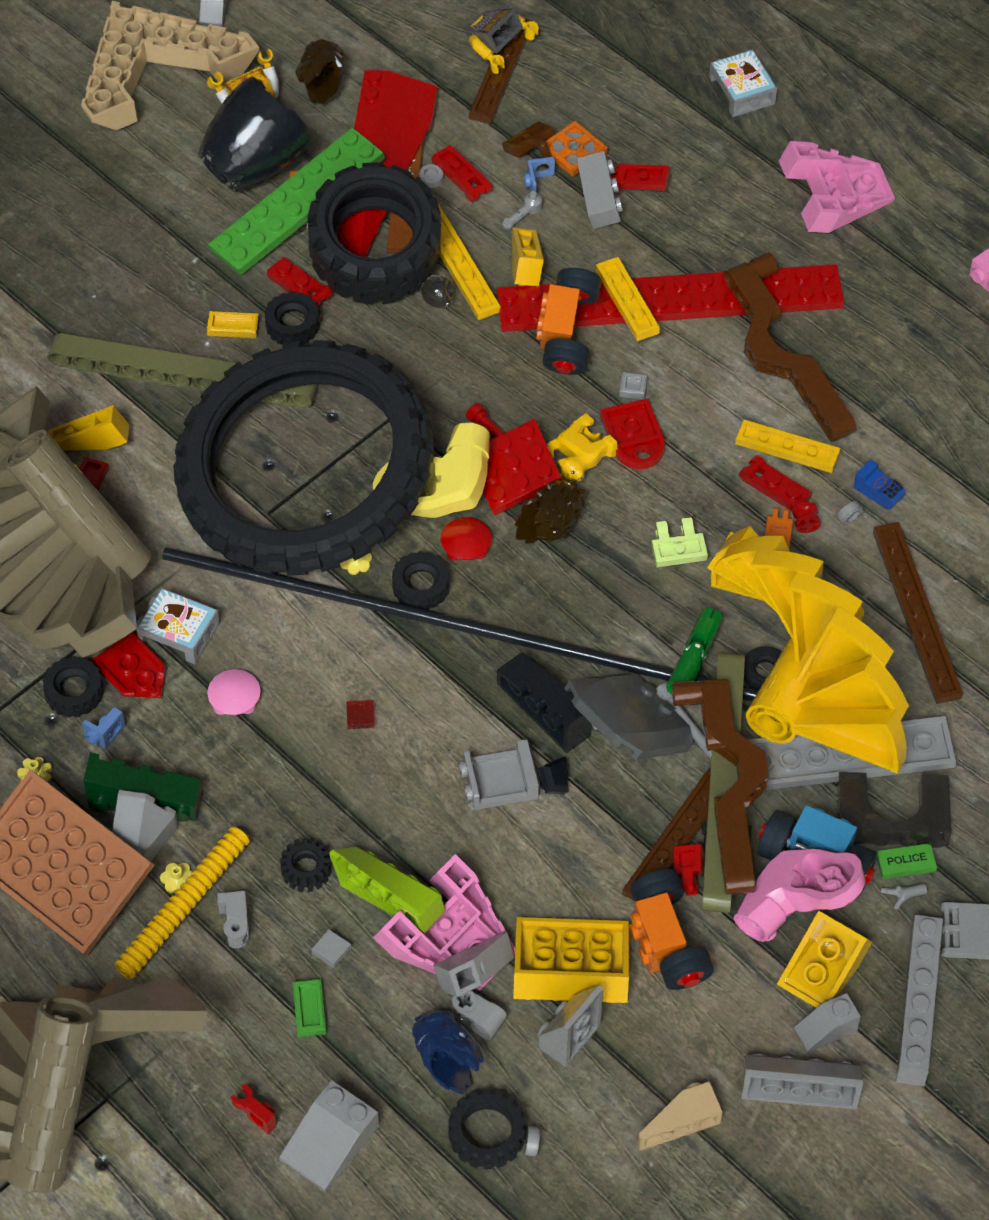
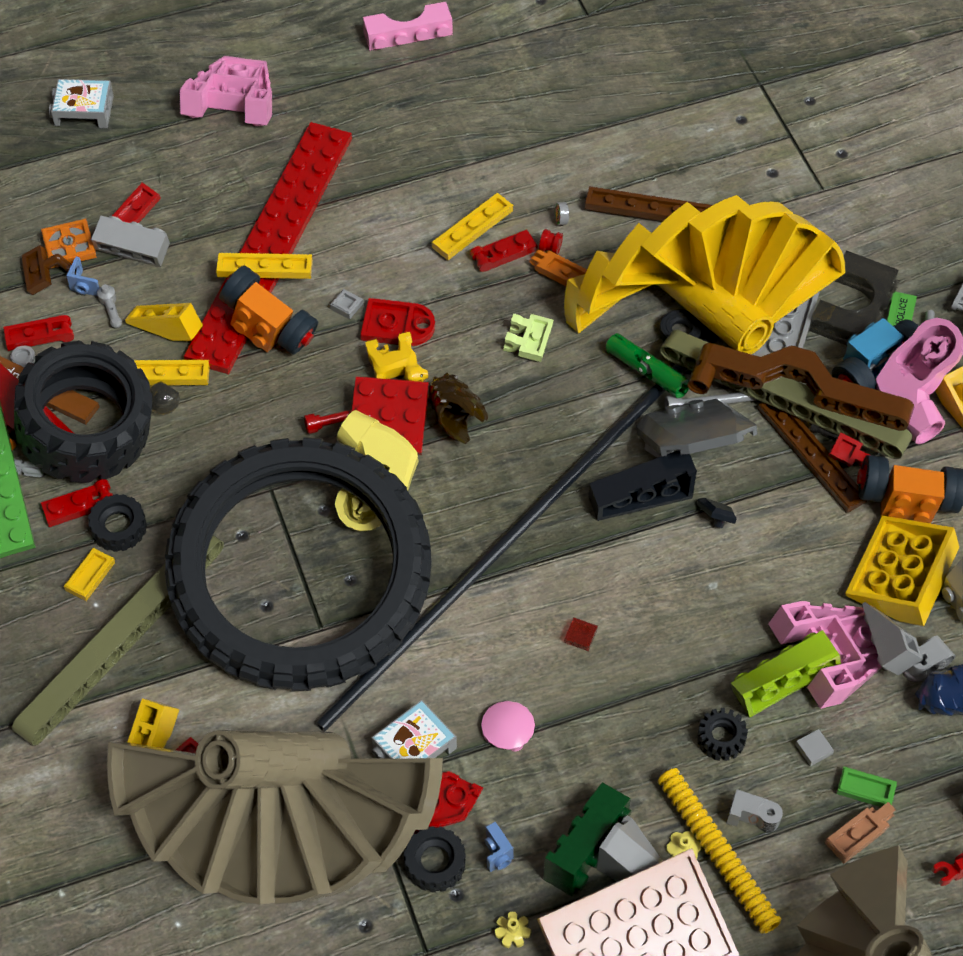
camera: 65 degrees left, 0 degrees up
(256, 1014) = (860, 832): none -> nougat hinge
(421, 563) = (466, 514): black tyre -> none
(466, 539) = (438, 483): red dish -> none
(500, 777) = (698, 550): light grey panel -> none
(767, 358) = (378, 200): reddish brown beam -> none
(878, 486) = (545, 185): blue leg -> none

